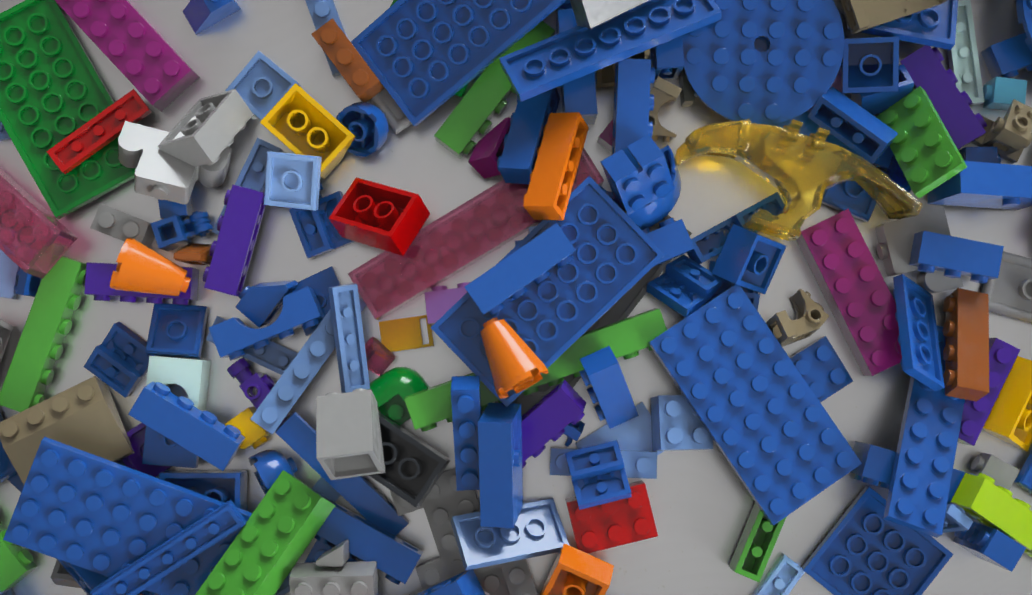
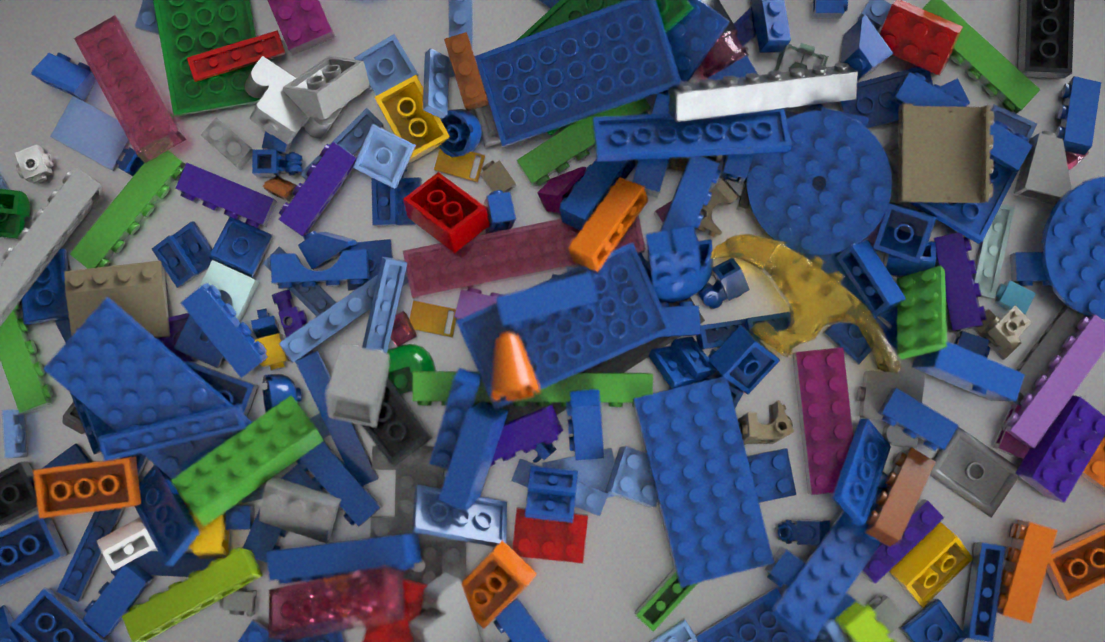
camera: 15 degrees right, 0 degrees up
(147, 271) = (237, 190): orange cone -> none
(231, 403) = (265, 324): none -> blue tile
(320, 85) = (436, 83): none -> medium blue plate
(335, 556) = (309, 482): light grey slope -> none
(376, 163) = (459, 166): none -> yellow piece
(421, 163) = (497, 177): none -> dark tan brick
(435, 195) = (499, 211): none -> blue slope
(703, 186) = (729, 284): none -> blue brick
(880, 417) = (805, 531): none -> blue brick

